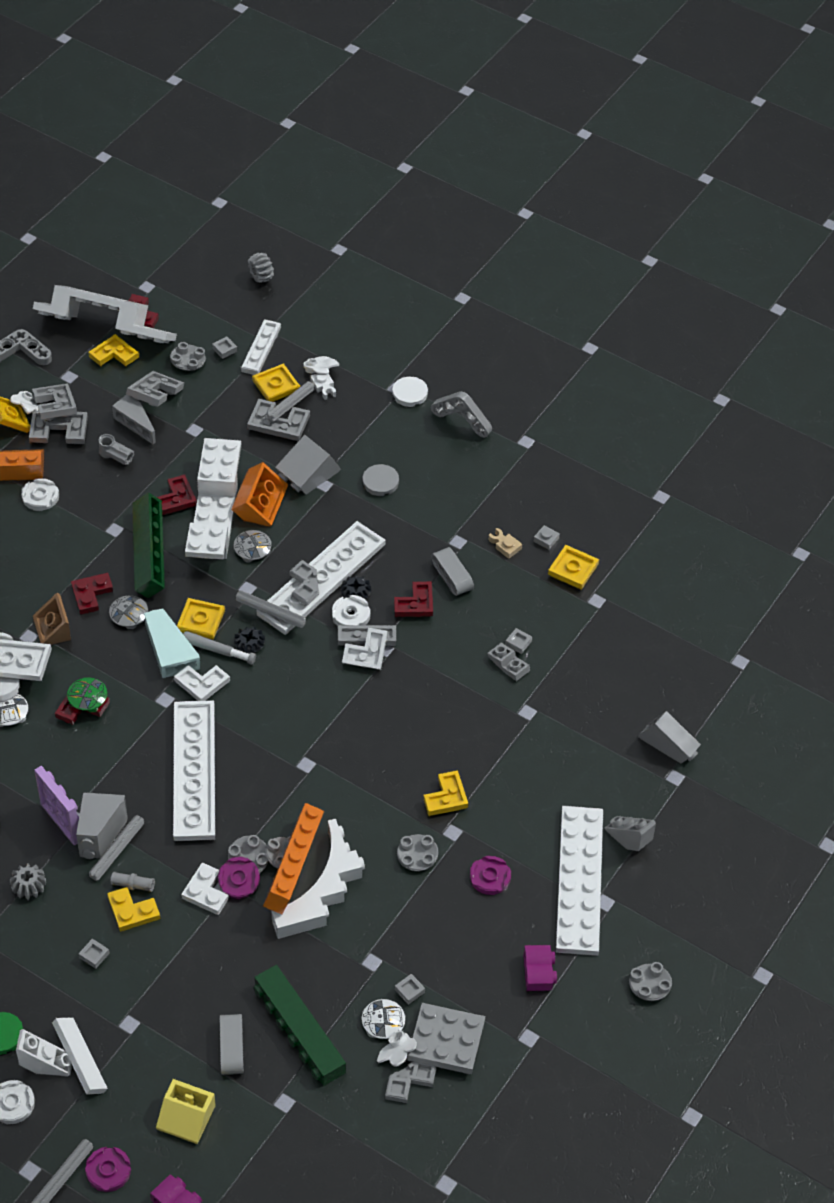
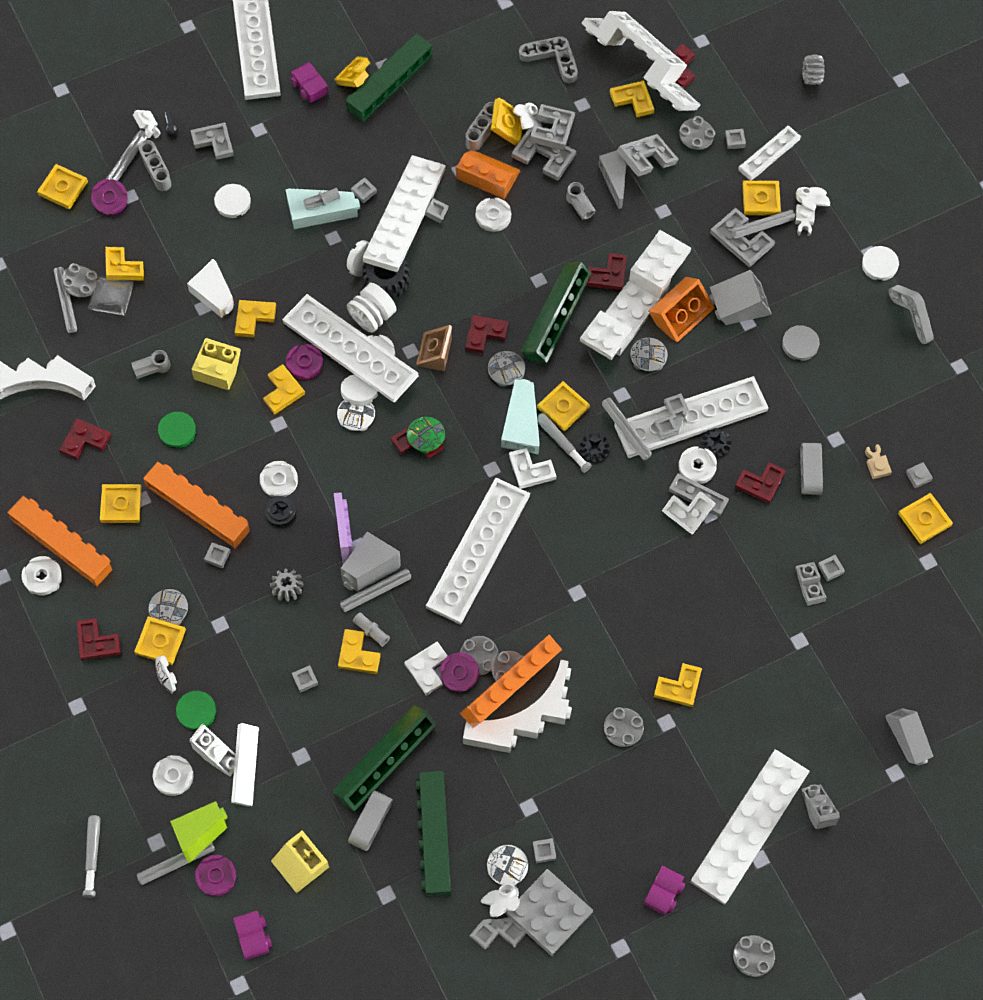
camera: 30 degrees right, 15 degrees up
(67, 1133) = (199, 829): none -> lime slope
(212, 982) = (384, 758): none -> dark green brick
(490, 875) = (674, 781): magenta tile -> none

